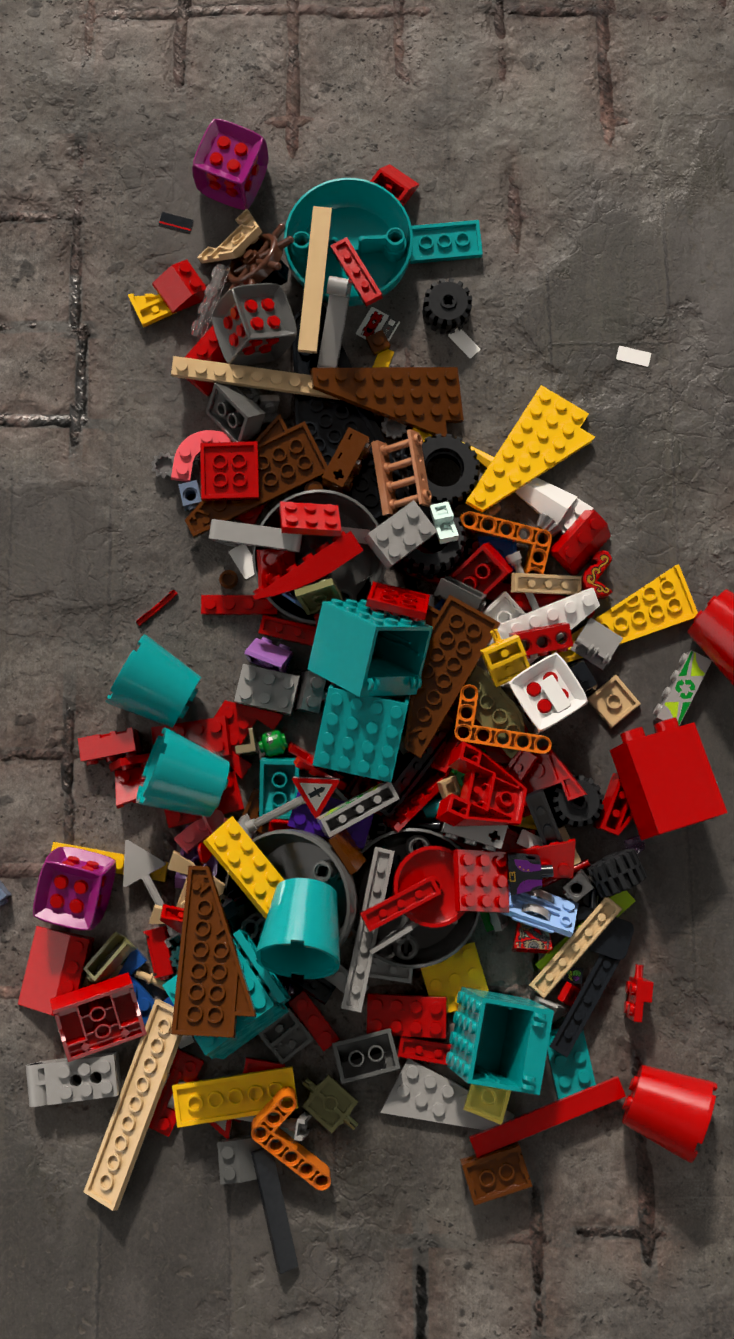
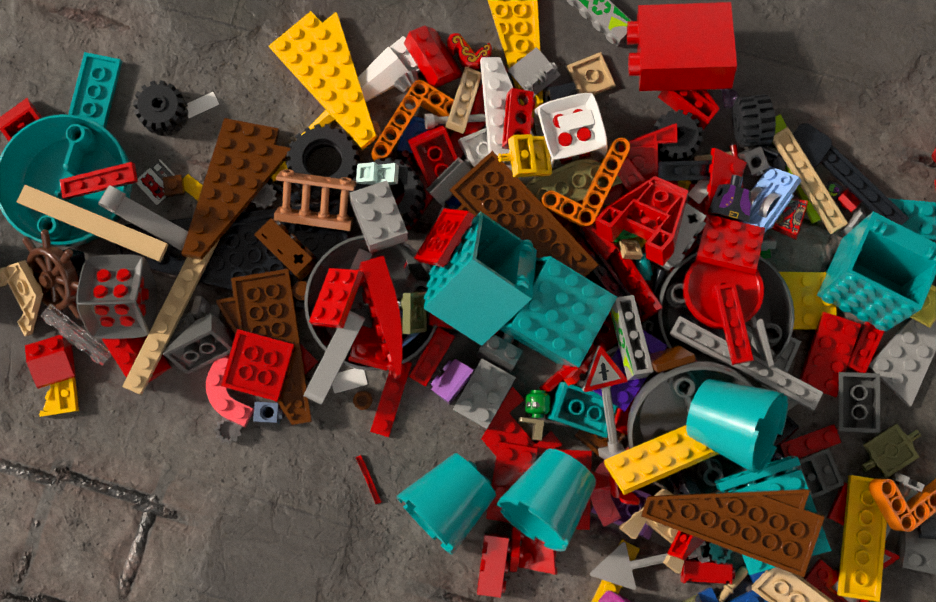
camera: 70 degrees left, 0 degrees up
(639, 991) = (867, 137): red plate -> none

